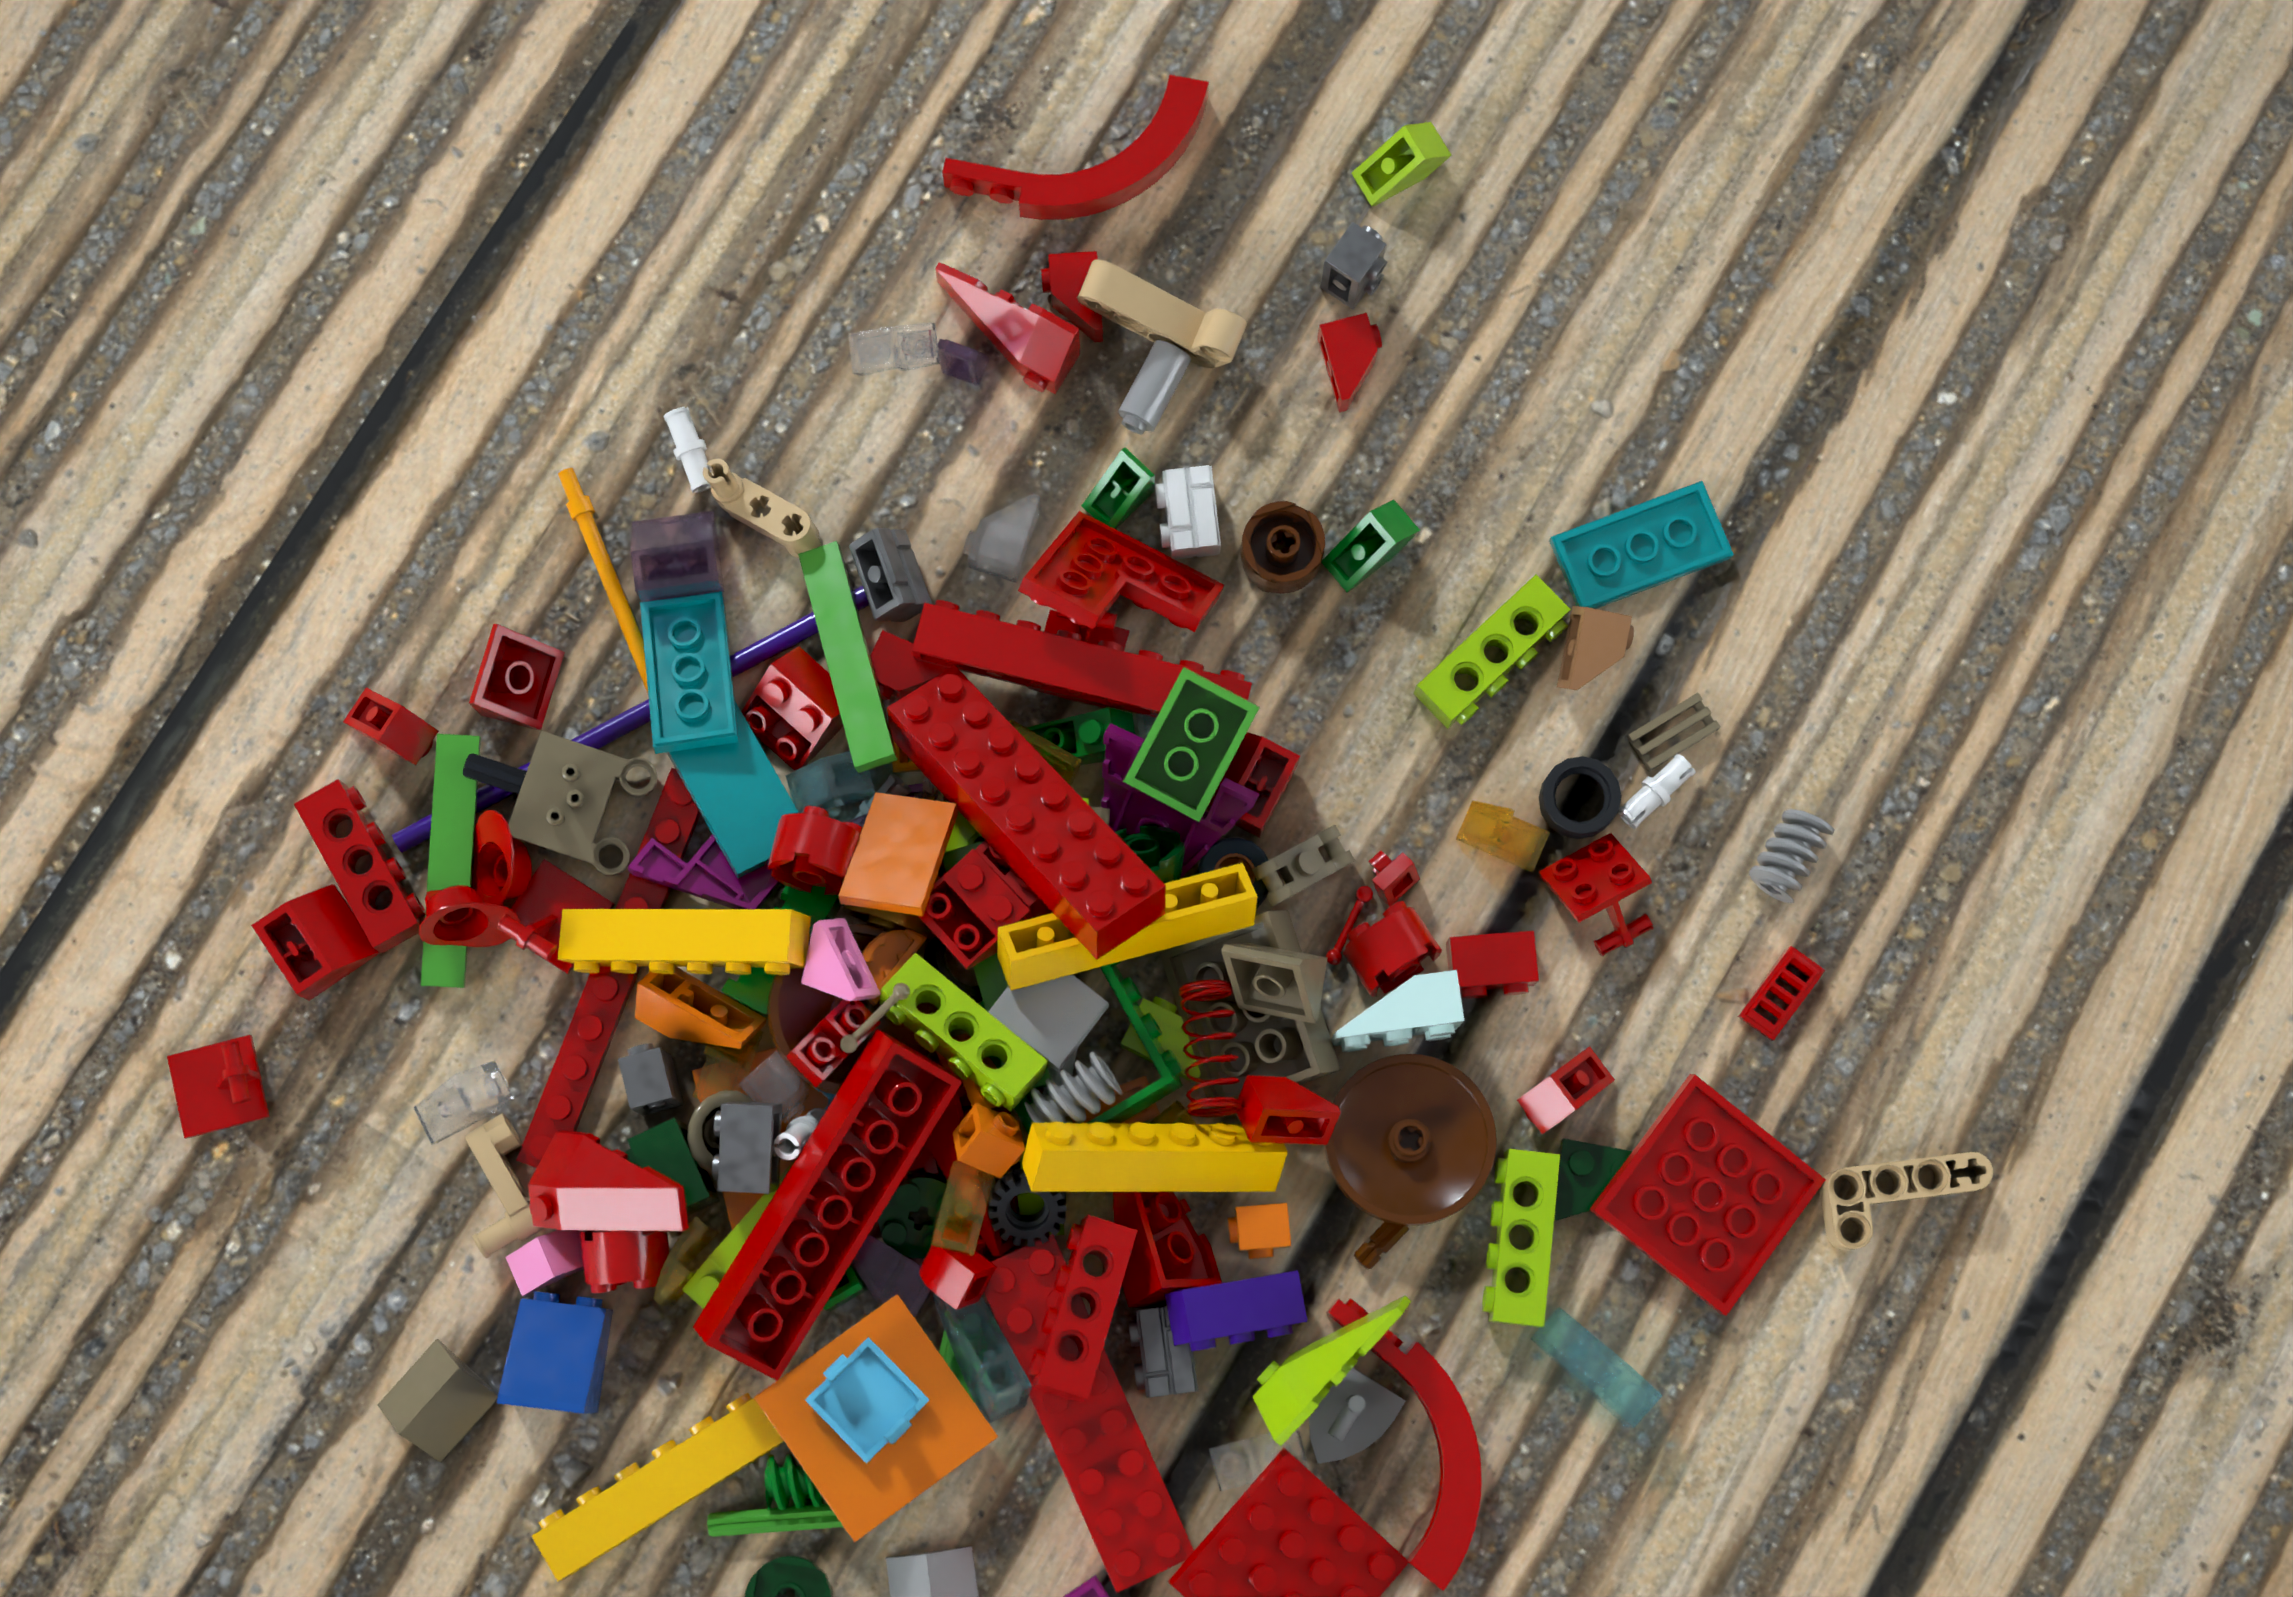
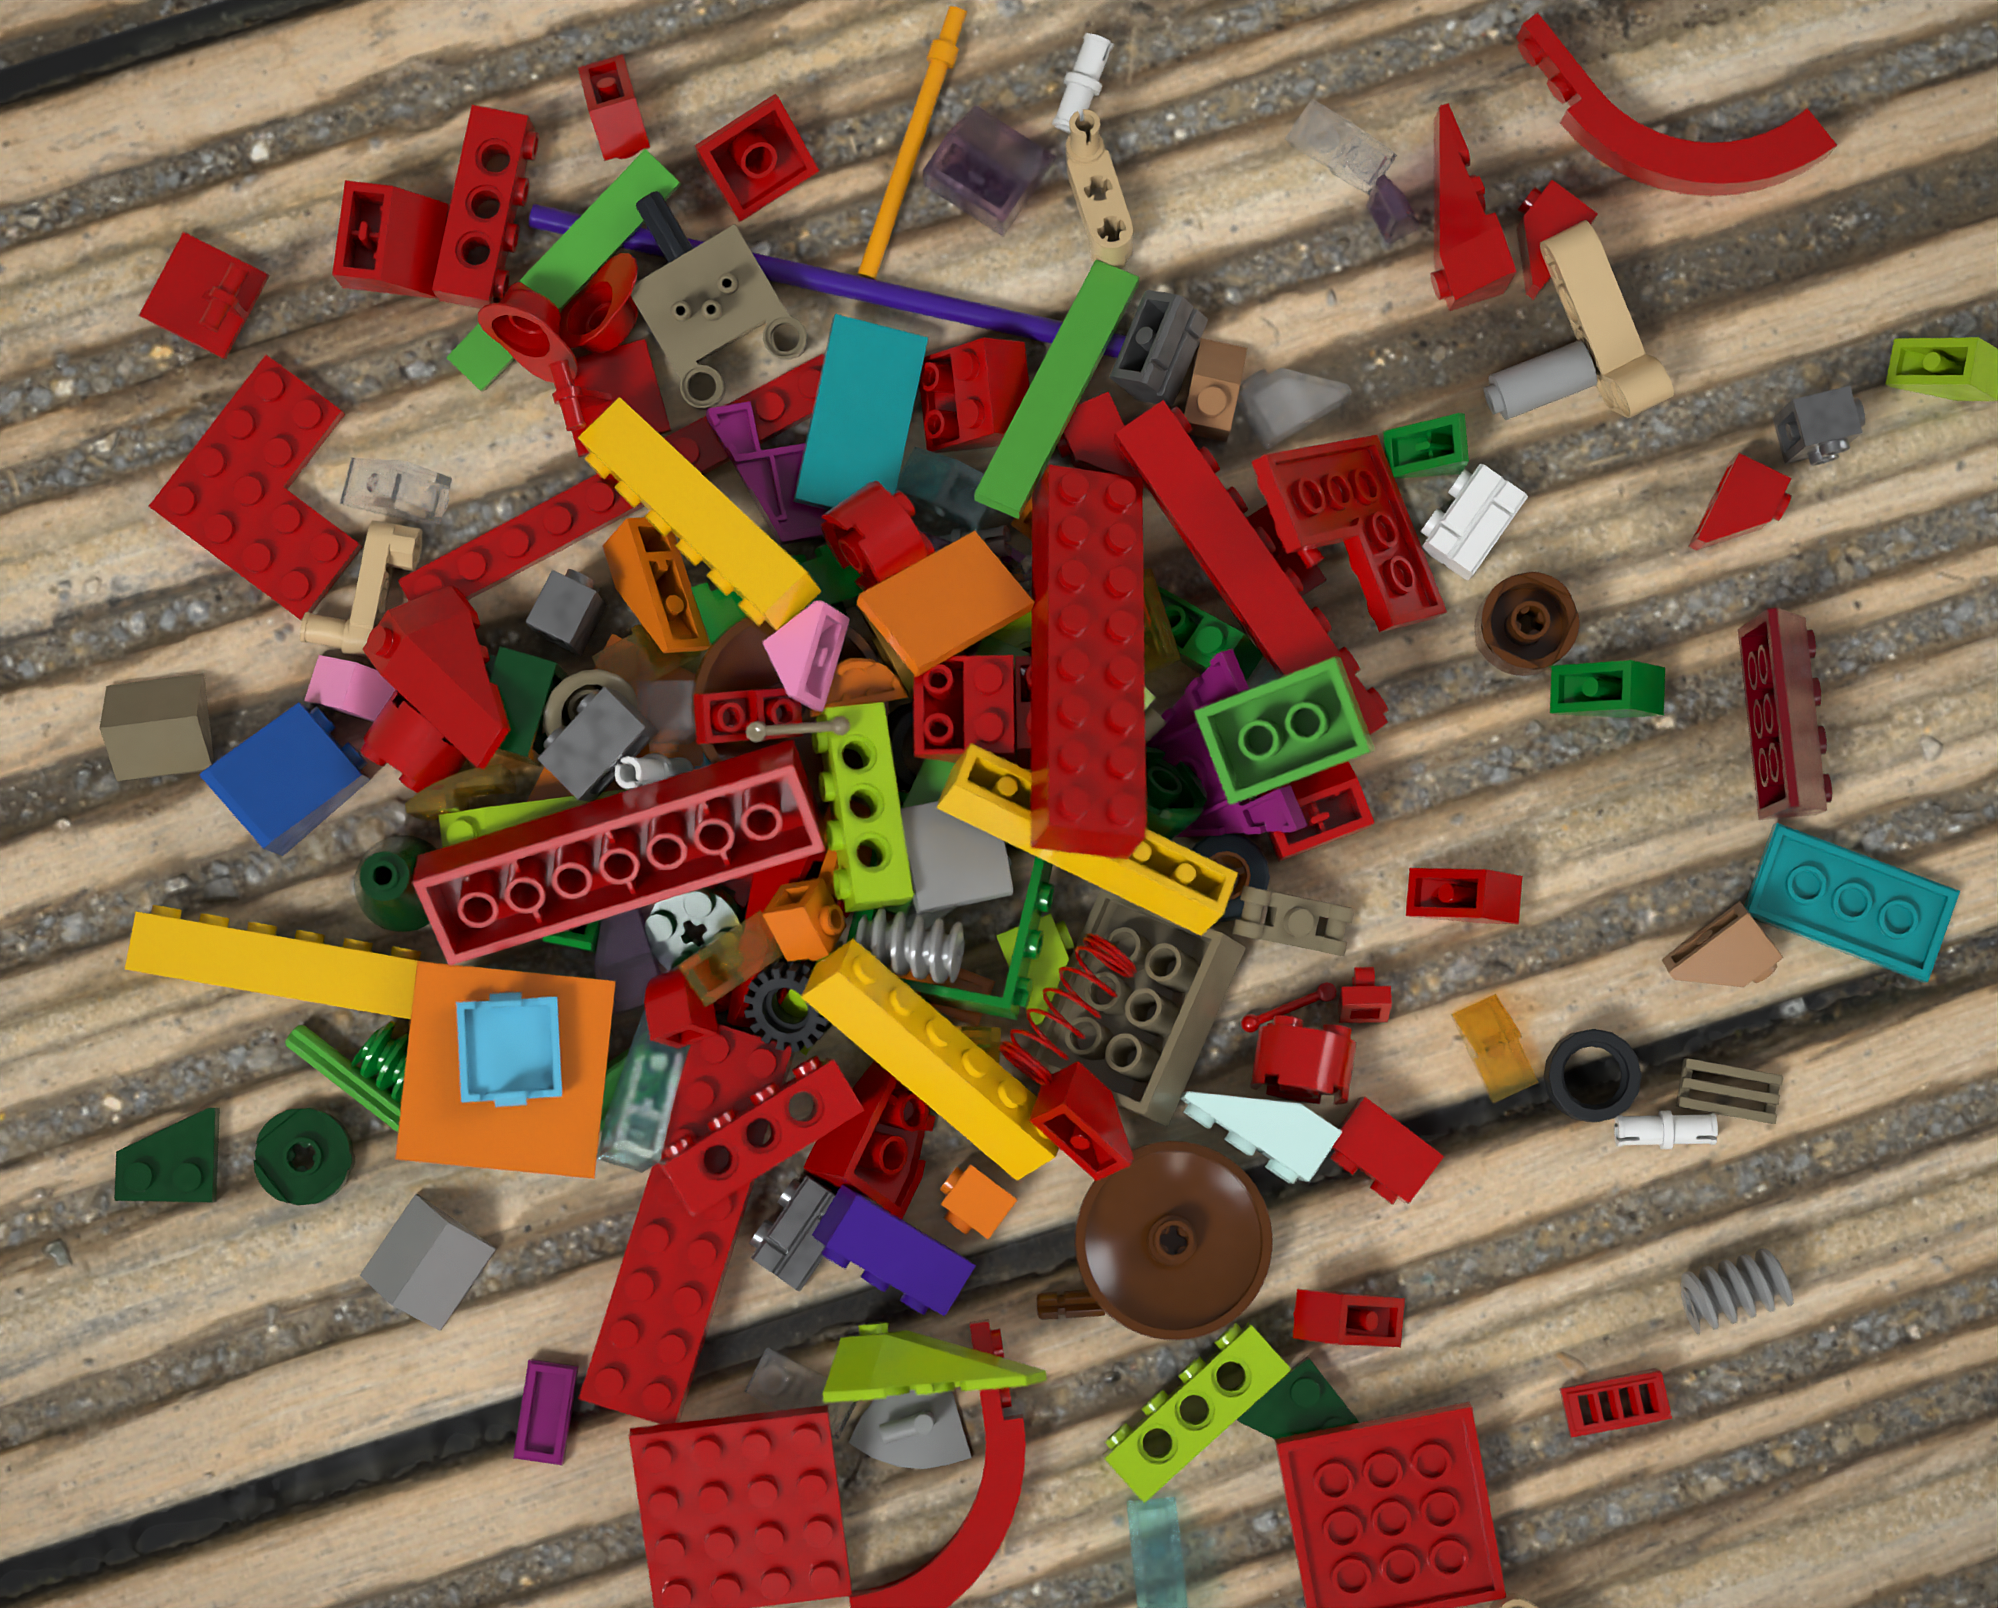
camera: 45 degrees right, 5 degrees up
(358, 1202) = (236, 495): none -> red plate
(689, 672) = (908, 282): teal tile -> none
(705, 1375) = (394, 902): none -> dark green cone
(949, 570) = (1214, 389): none -> medium nougat slope
(1276, 980) = (1176, 1000): dark tan slope -> none
(1396, 754) = (1464, 895): none -> red slope
(1494, 465) = (1783, 716): none -> dark red slope
(1531, 602) = (1707, 867): lime brick -> none
(1595, 881) = (1541, 1161): red plate -> none

